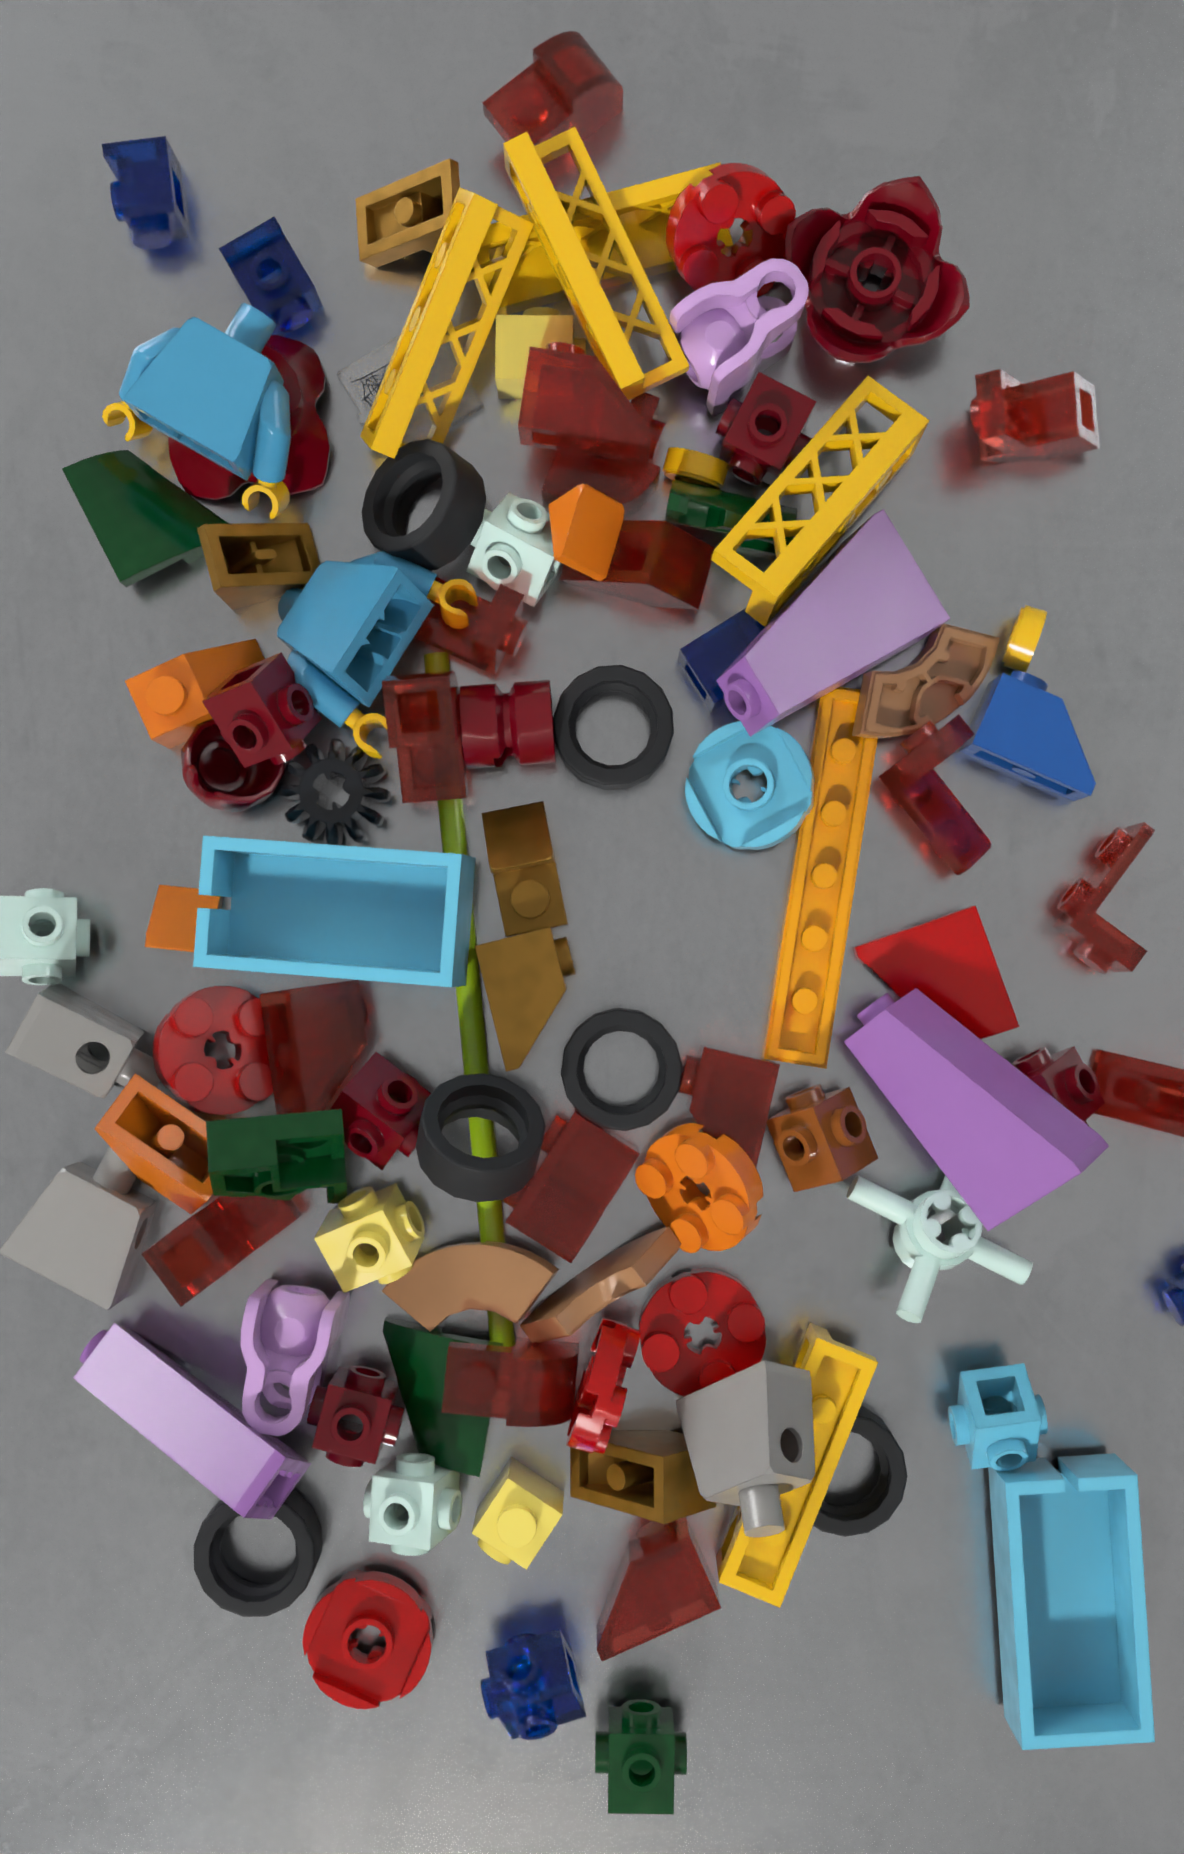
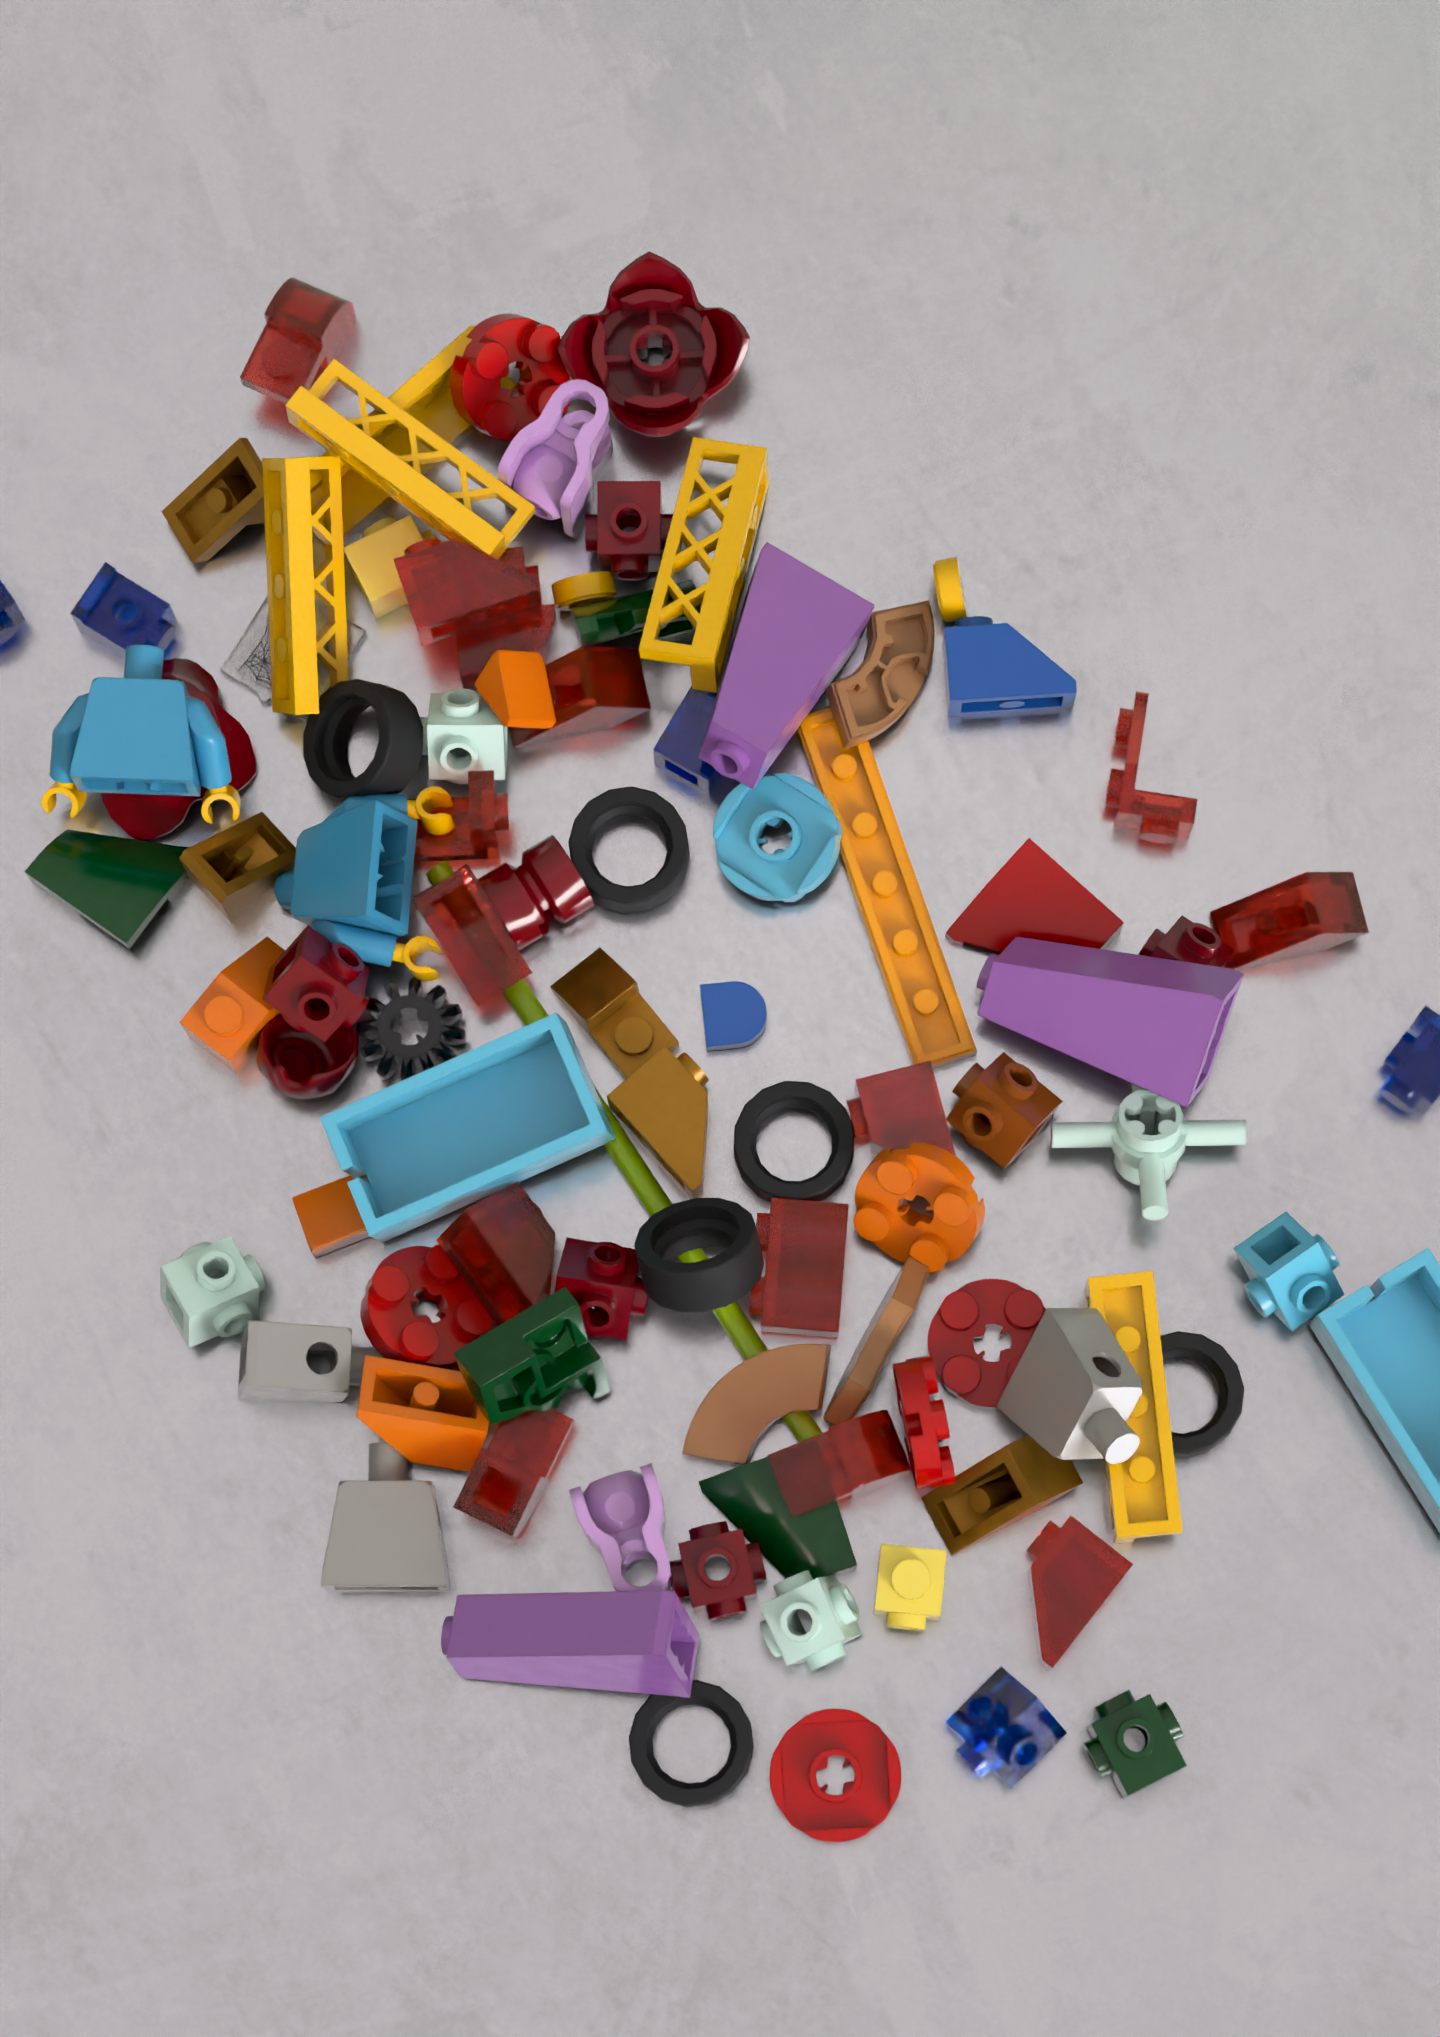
camera: 25 degrees left, 10 degrees down
(371, 1237) = (644, 1424): light yellow brick -> none
(627, 922) = (732, 1014): none -> blue tile
(929, 800) = (939, 769): clear red bracket -> none
(1033, 418) = (857, 400): clear red brick -> none

